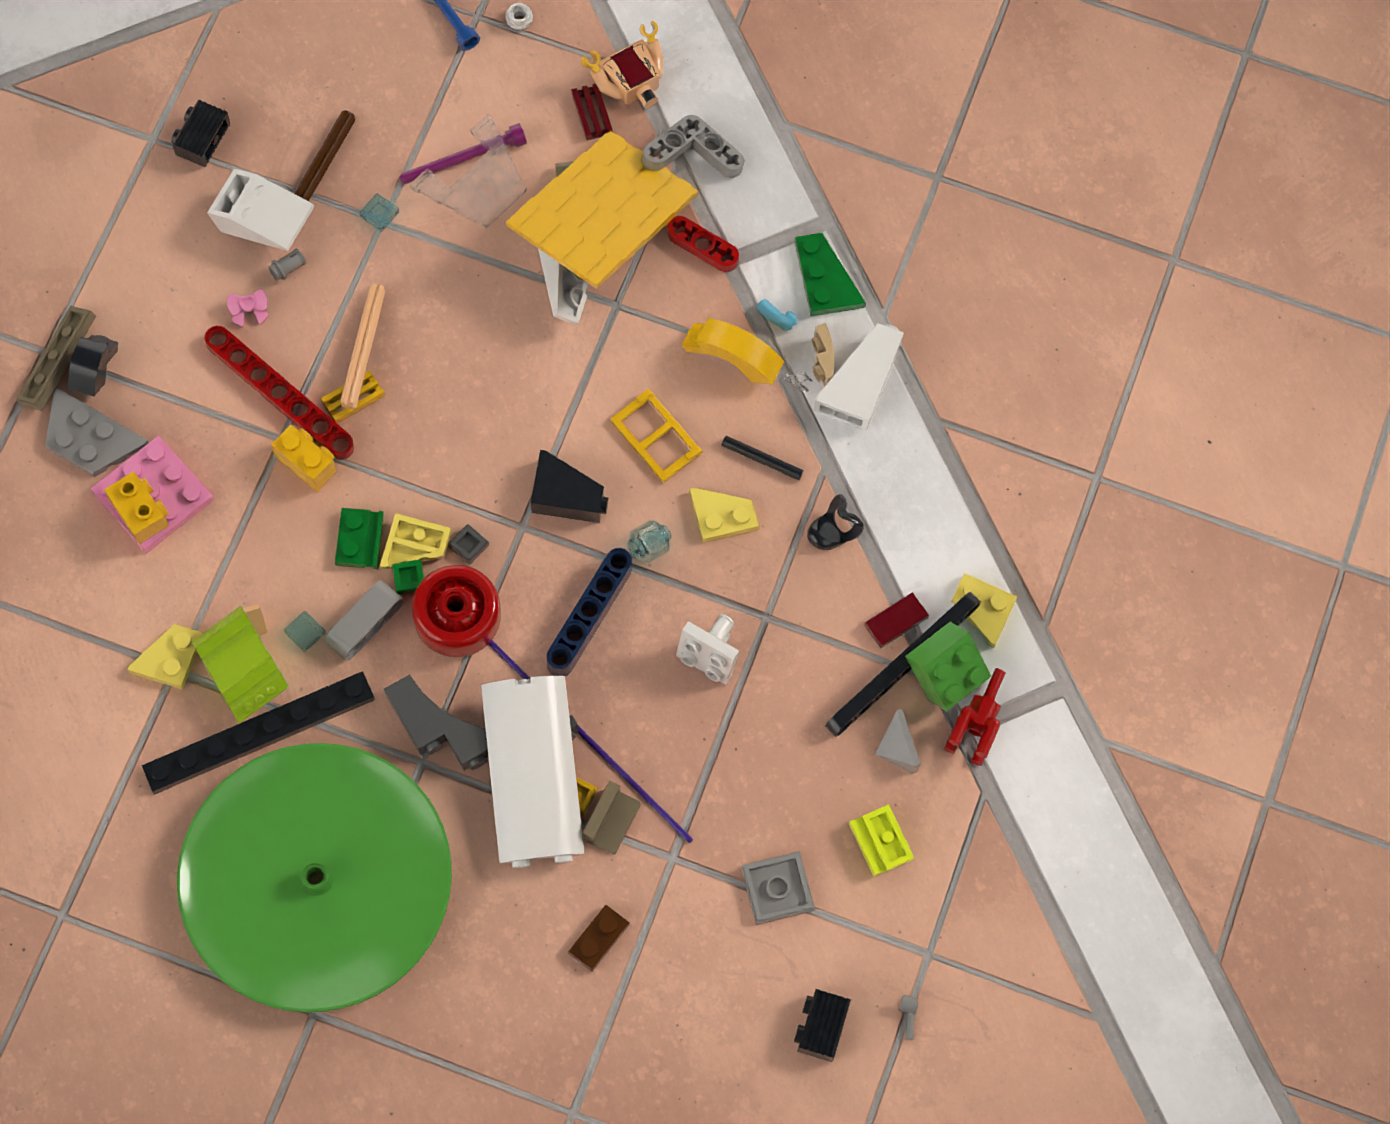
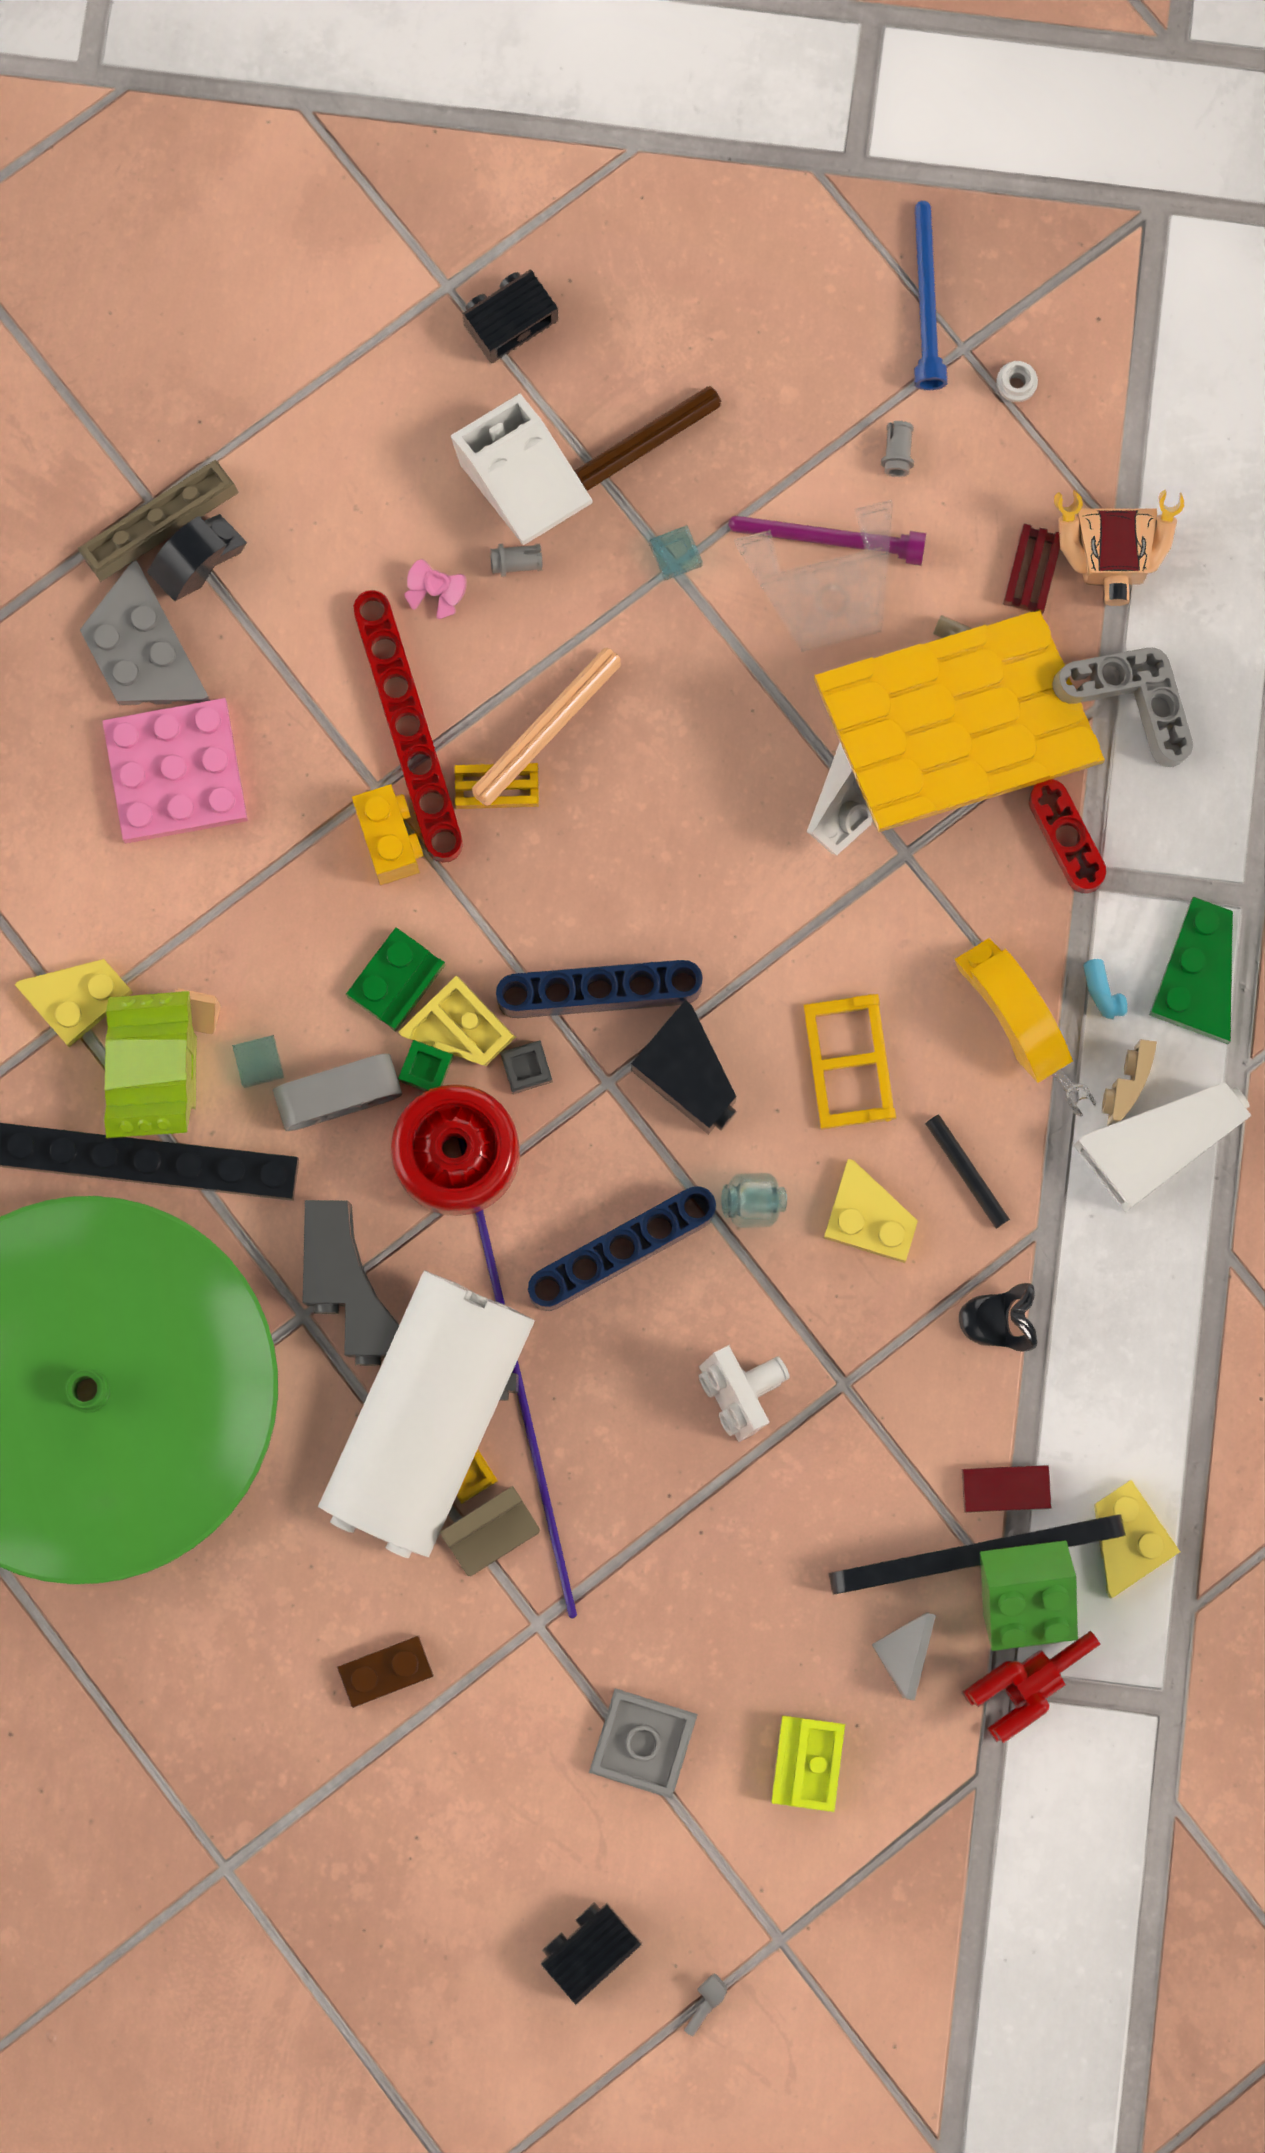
camera: 35 degrees right, 10 degrees up
(136, 506) = (140, 783): yellow brick -> none
(477, 93) = (898, 449): none -> light grey pin
(478, 486) = (616, 976): none -> dark blue beam

